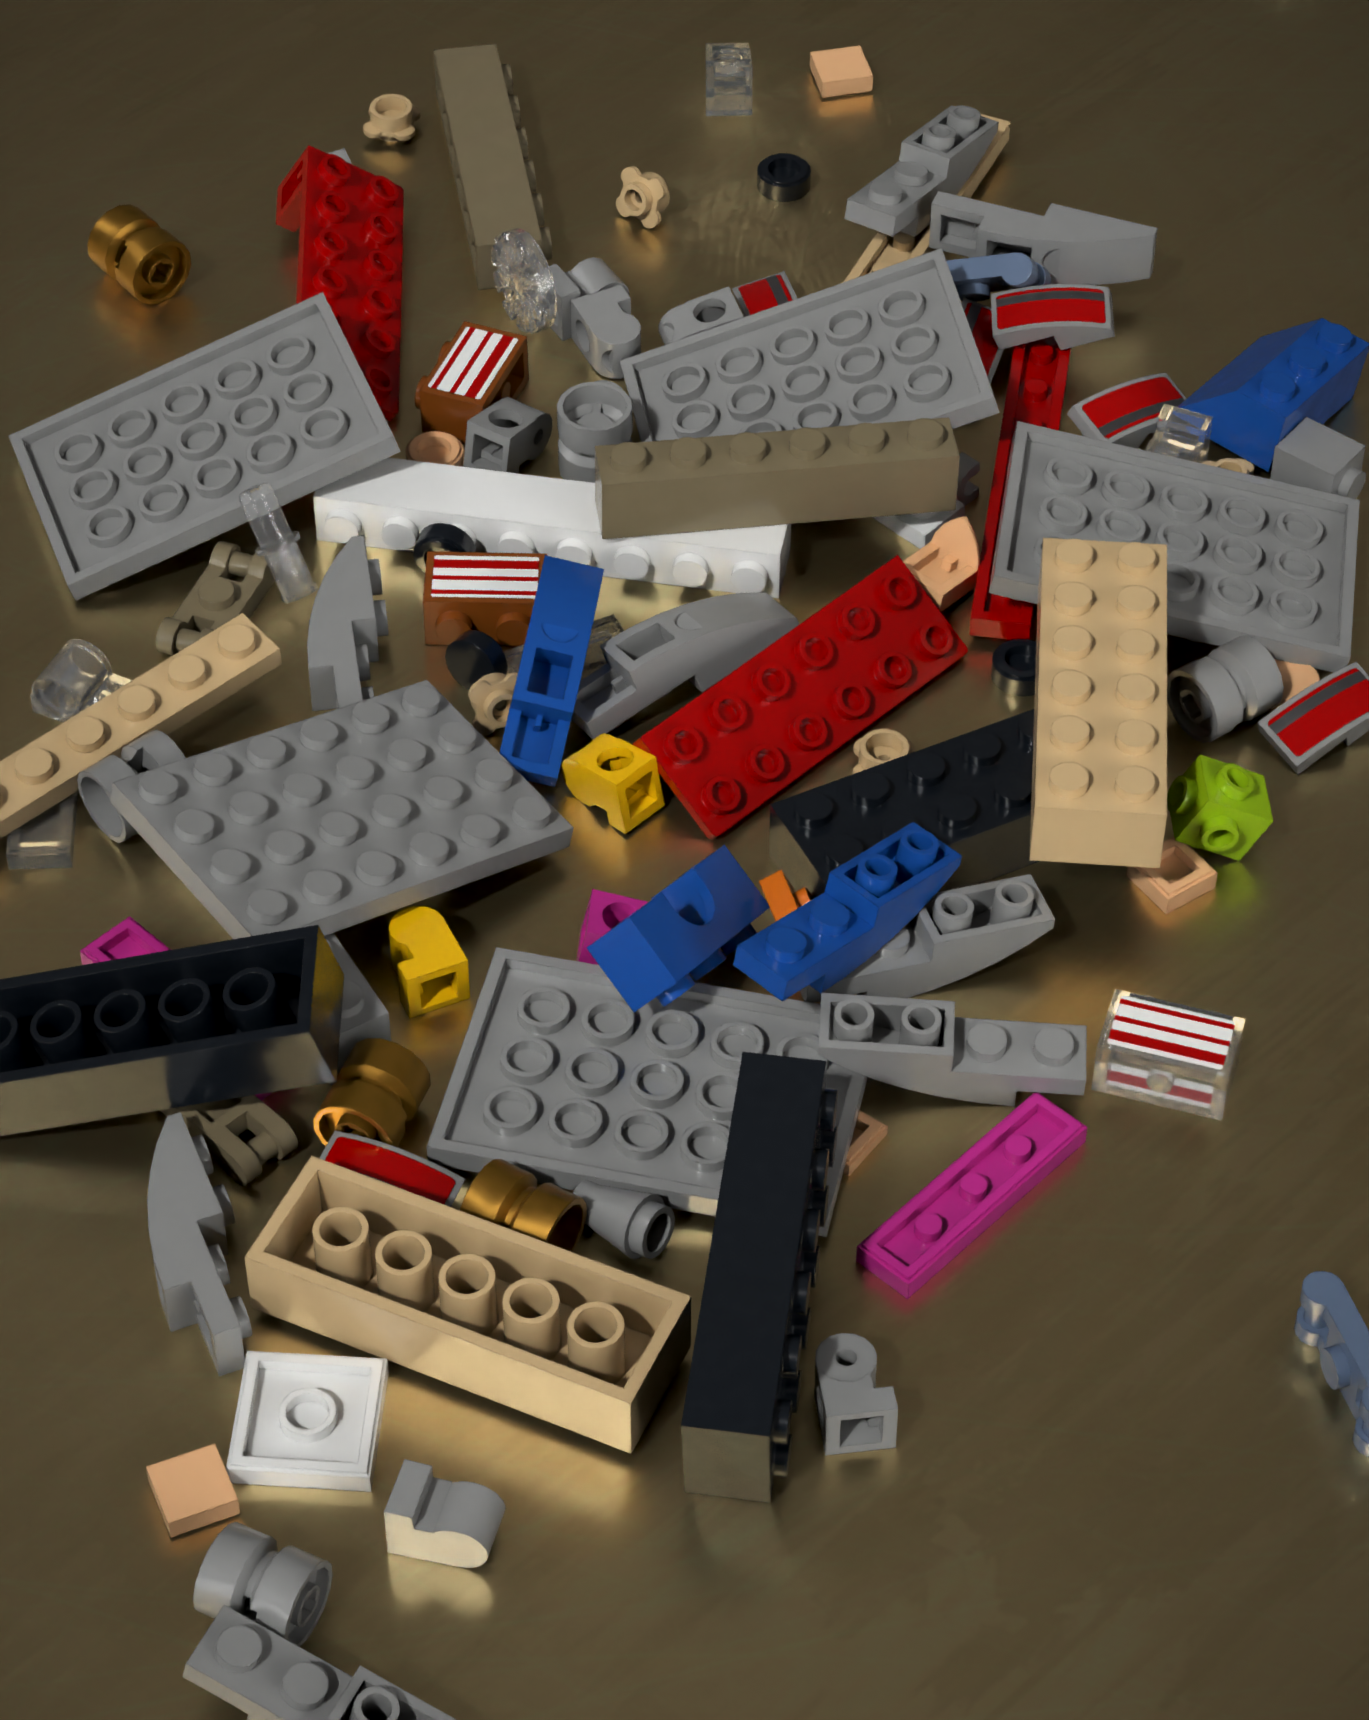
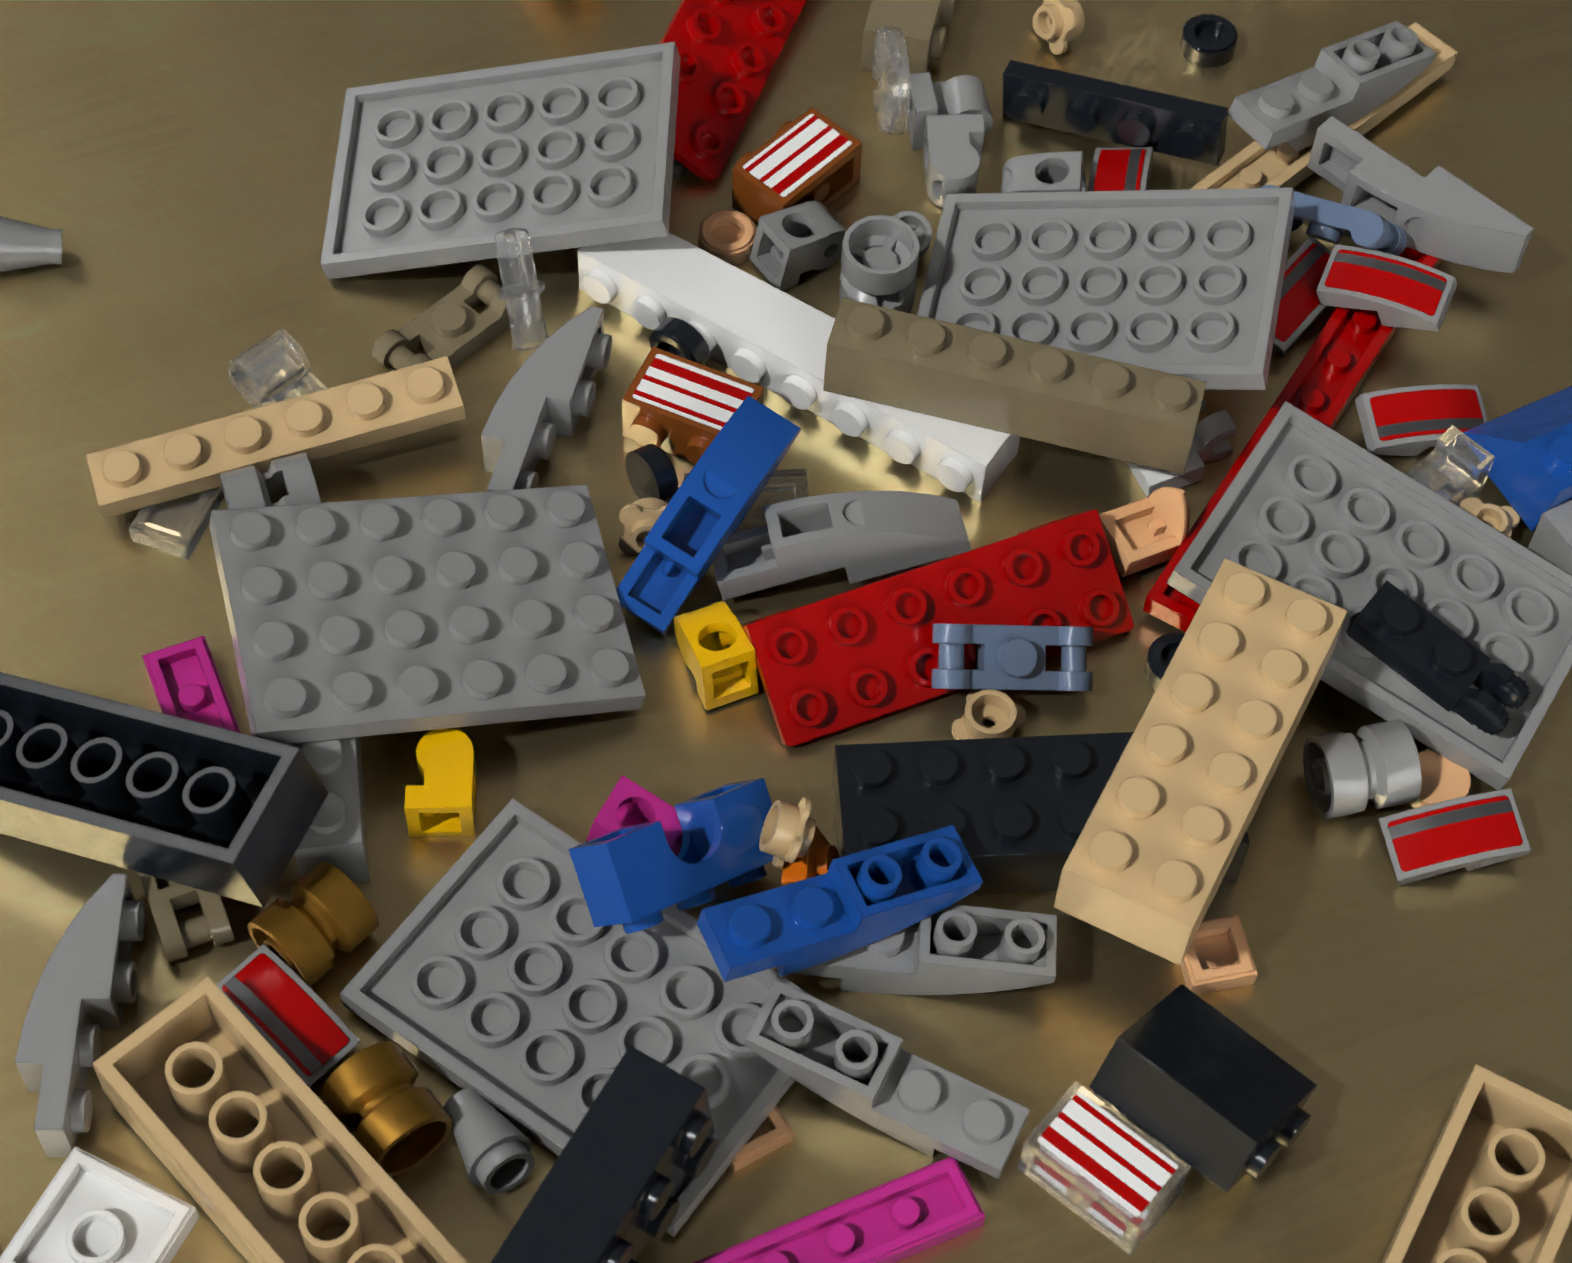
camera: 20 degrees right, 10 degrees up
(736, 251) = (1114, 112): none -> black plate
(768, 877) = (787, 831): none -> tan plate
(880, 698) = (1012, 657): none -> sand blue plate
(1219, 807) = (1288, 905): lime brick -> none
(1225, 959) = (1205, 1089): none -> black brick
(1249, 580) = (1437, 660): none -> black hinge

